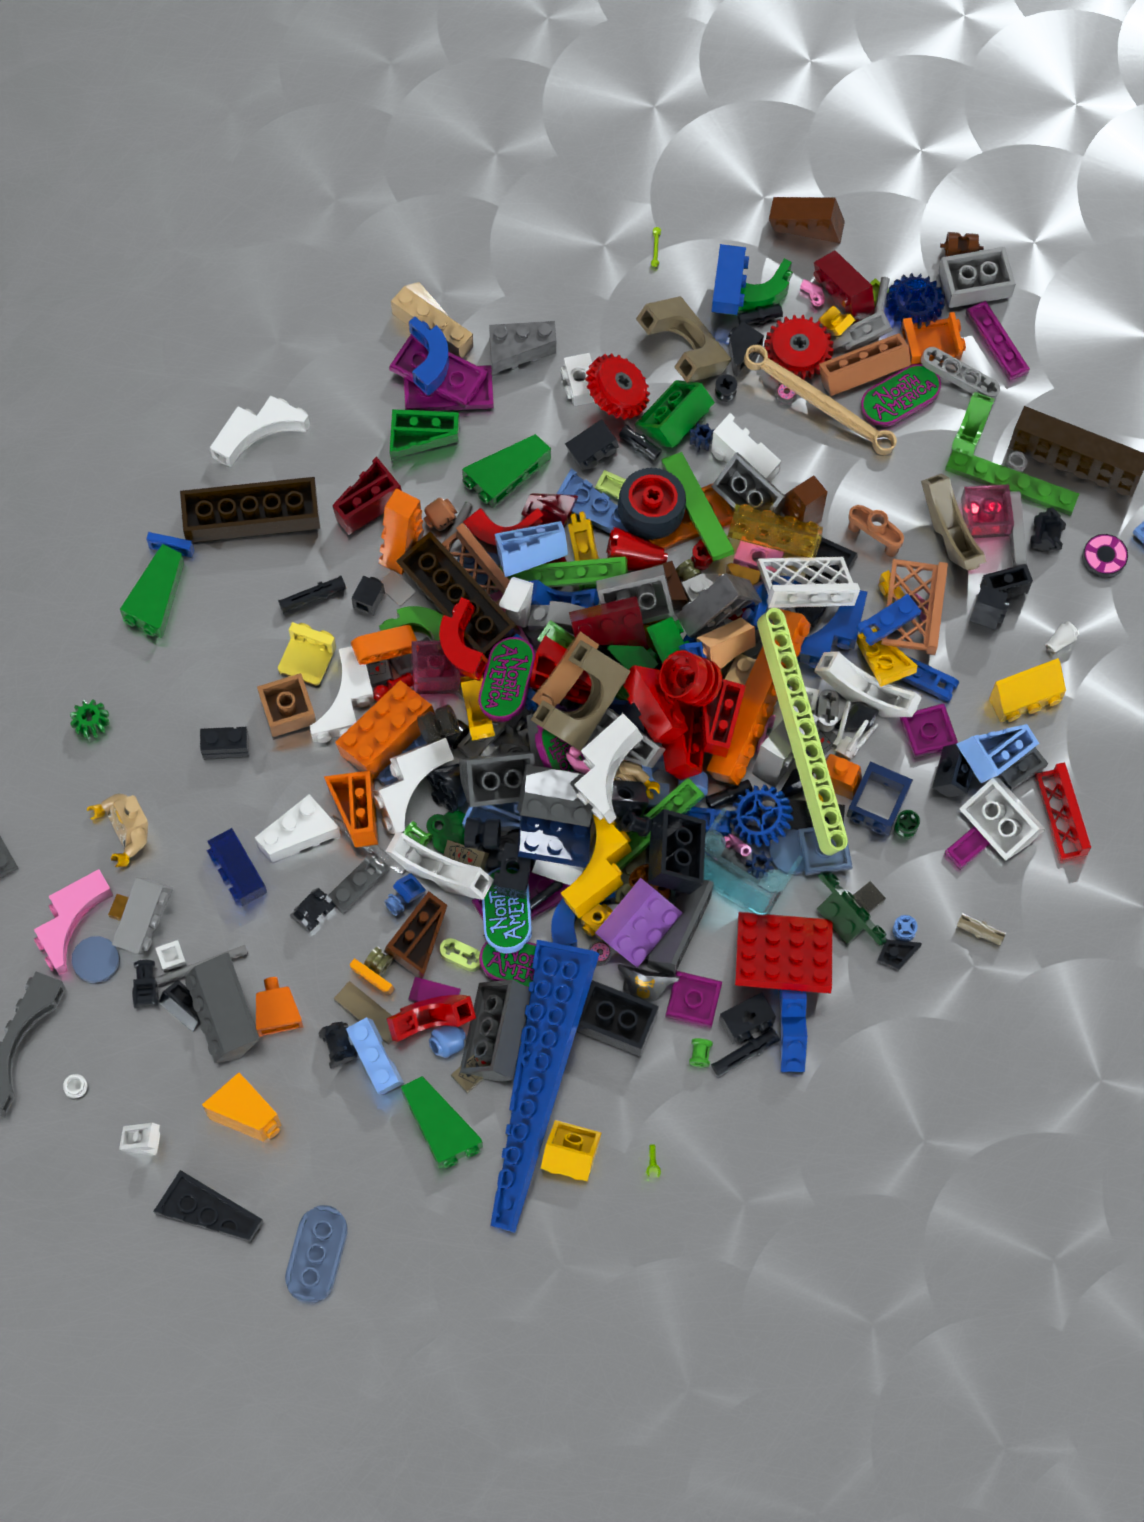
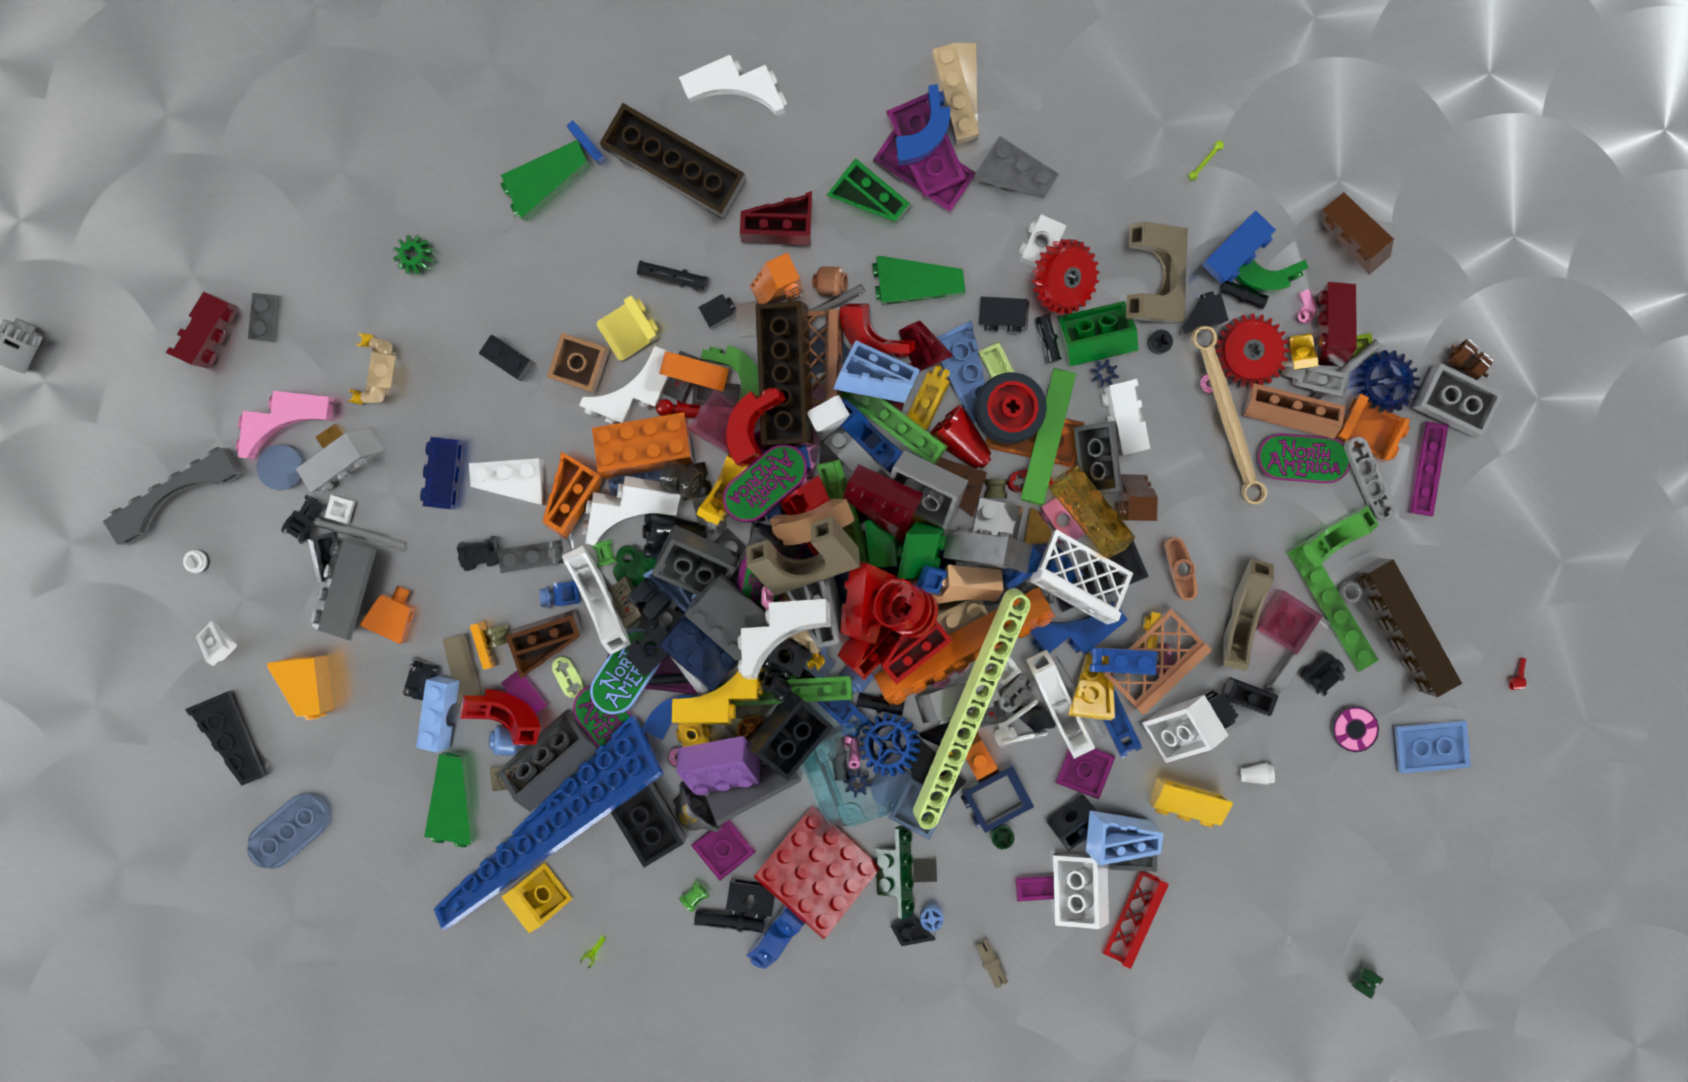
camera: 40 degrees right, 20 degrees up
(977, 634) = (1185, 729): none -> white brick

